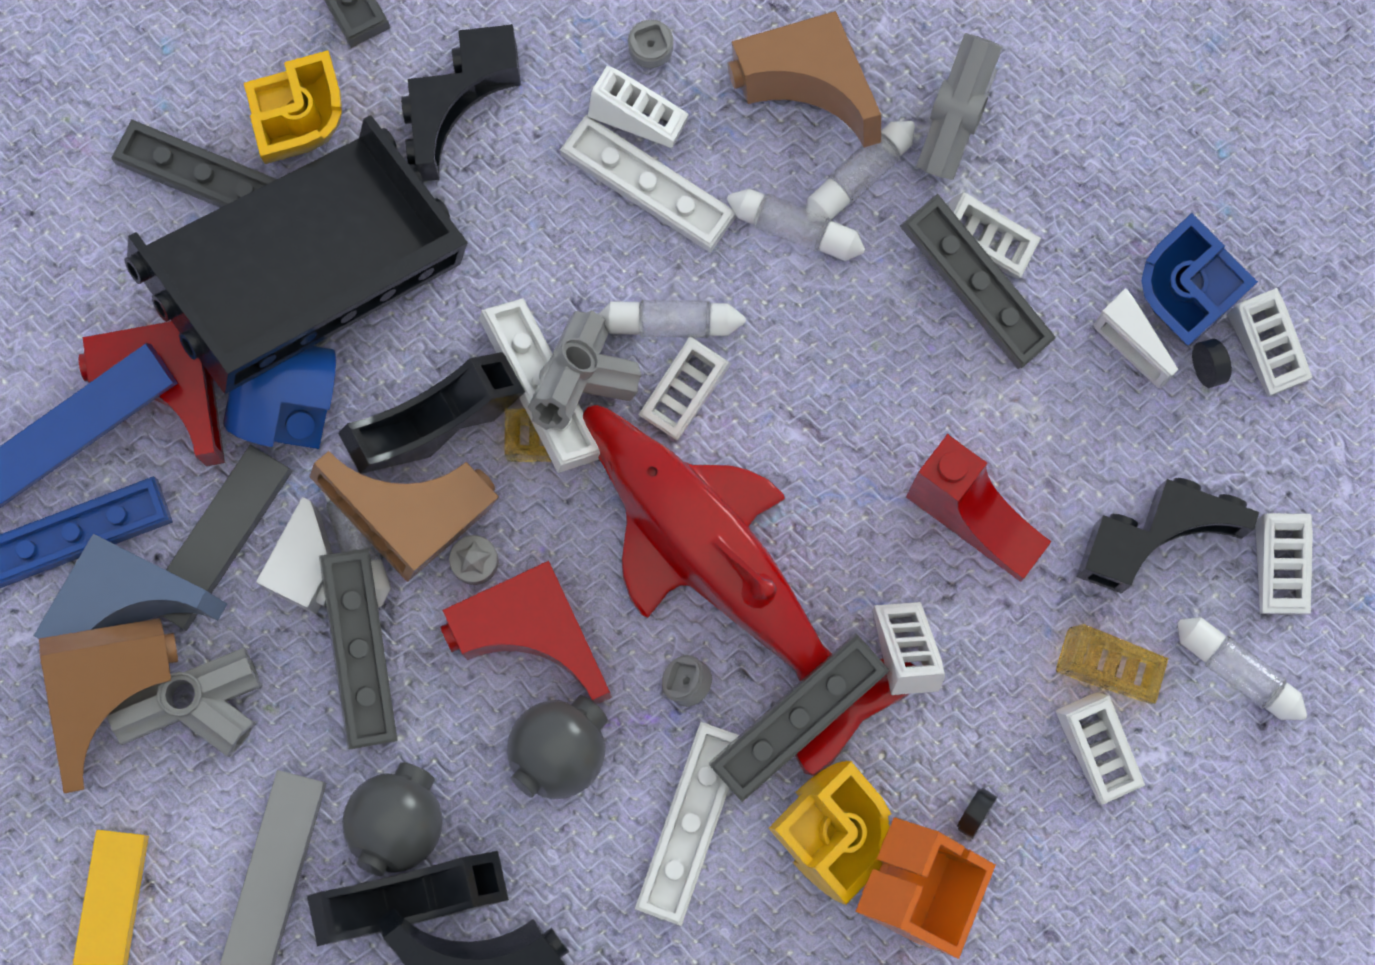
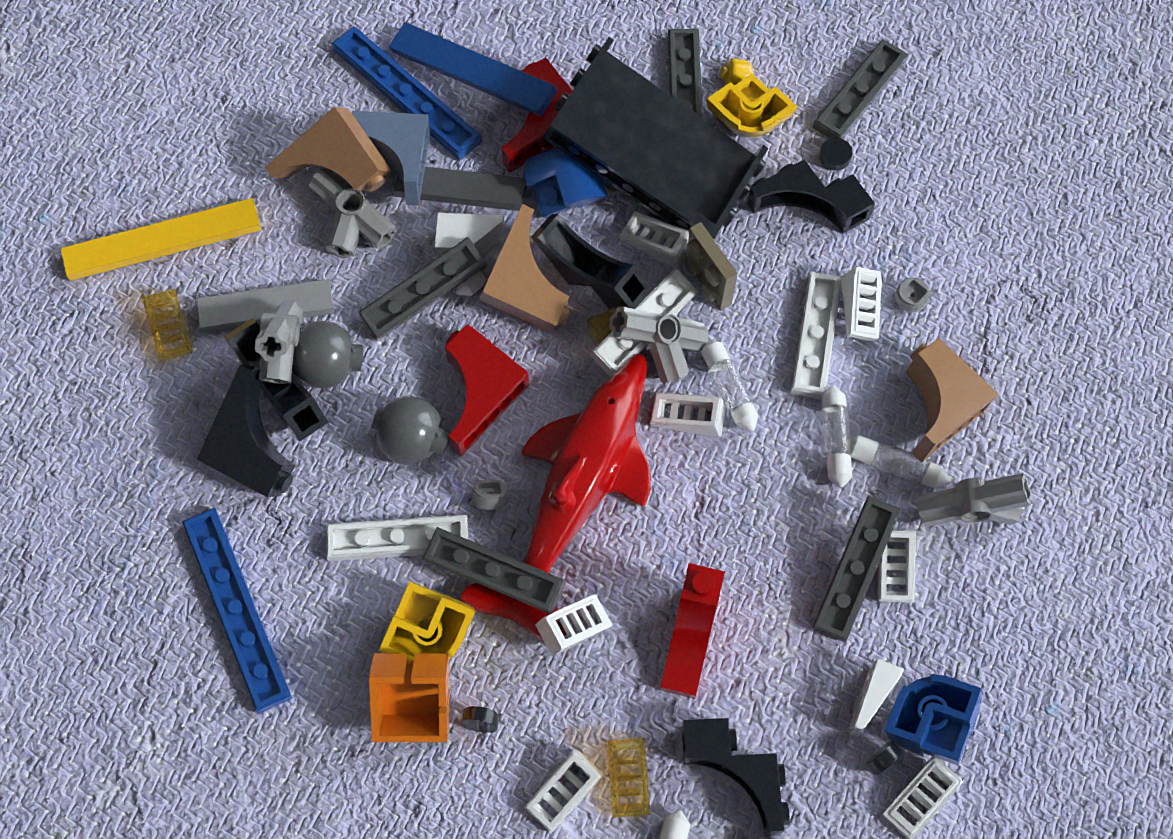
camera: 65 degrees right, 10 degrees down
(222, 103) = (735, 70): none -> yellow piece
(361, 868) = (277, 341): none -> light grey piece
(407, 38) = (835, 154): none -> black tile
(411, 303) = (673, 250): none -> white slope
(473, 560) = (512, 335): light grey tile -> none
(506, 265) = (710, 266): none -> dark tan plate

